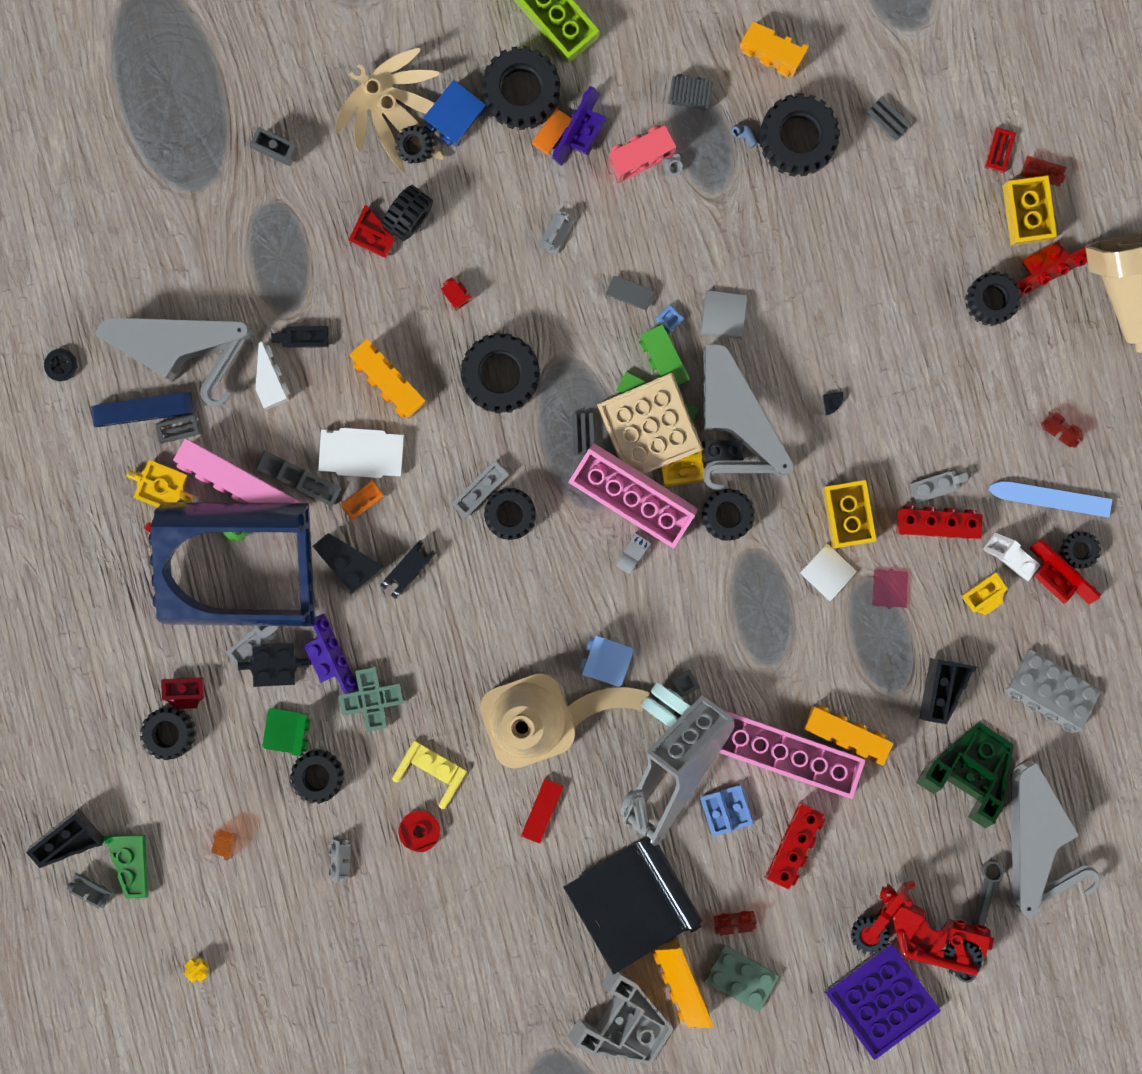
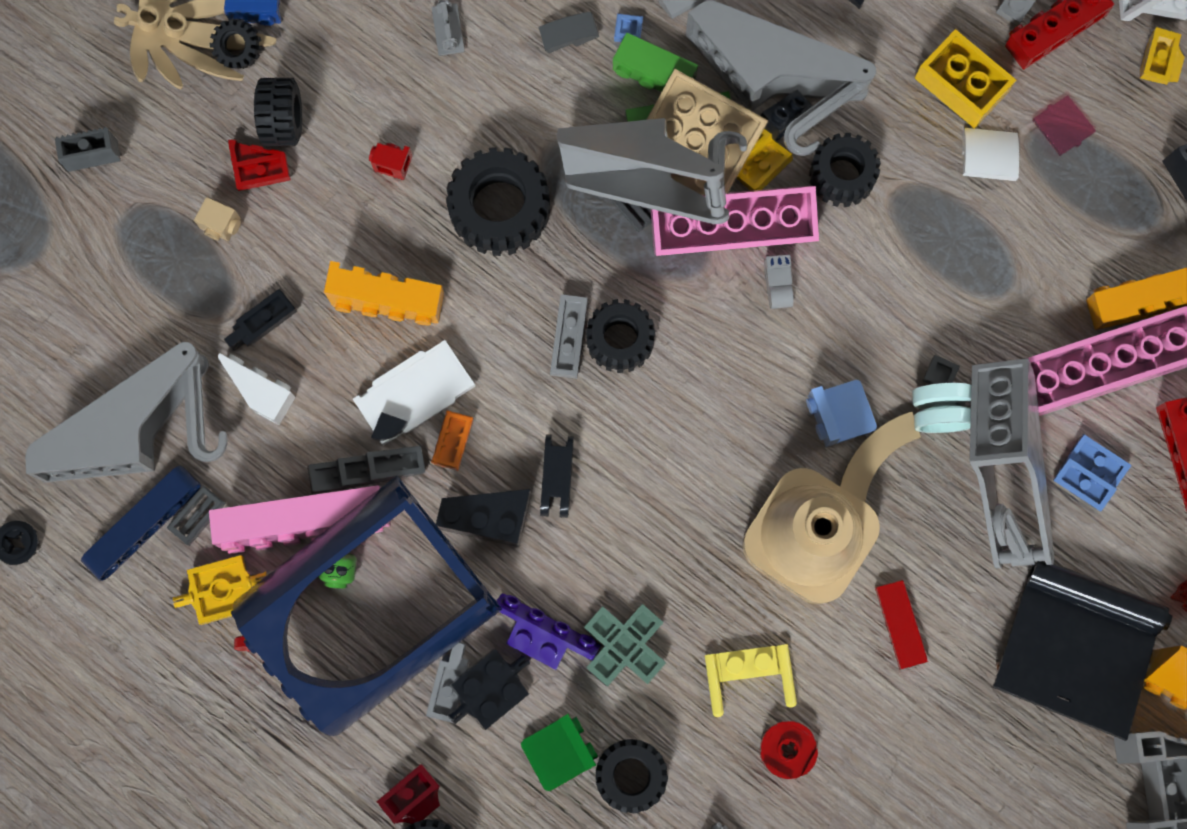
camera: 30 degrees left, 10 degrees down
(321, 253) = (217, 220): none -> tan brick
(329, 464) = (388, 427): none -> black tile
(598, 423) = (635, 166): none -> light grey piece

